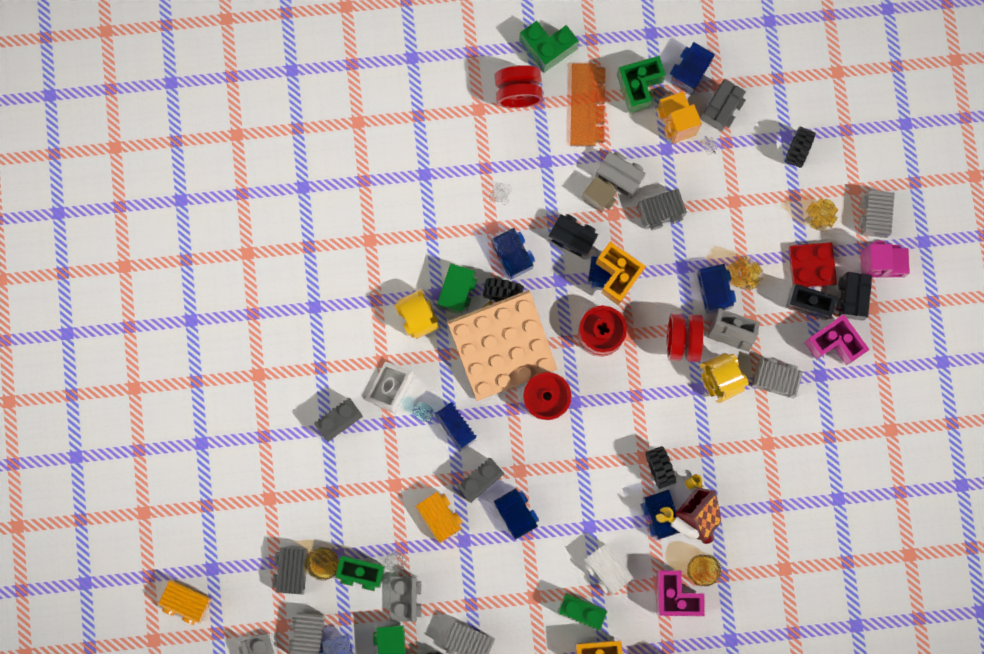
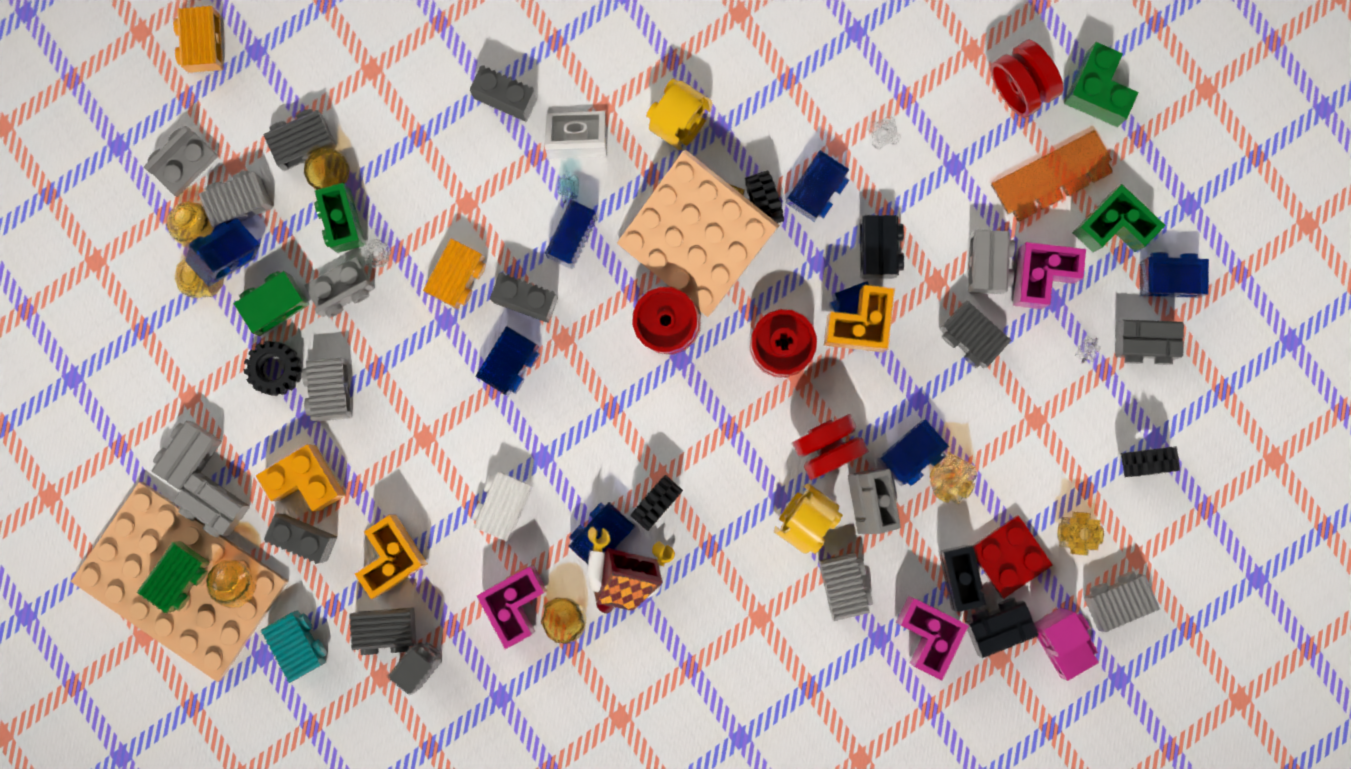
camera: 70 degrees right, 5 degrees up
(457, 289) = (736, 144): green brick -> none
(582, 612) = (435, 502): green brick -> none
(600, 194) = (950, 251): dark tan brick -> none
(642, 145) = (1040, 266): none -> dark pink brick
(679, 118) = (1101, 294): light orange brick -> none

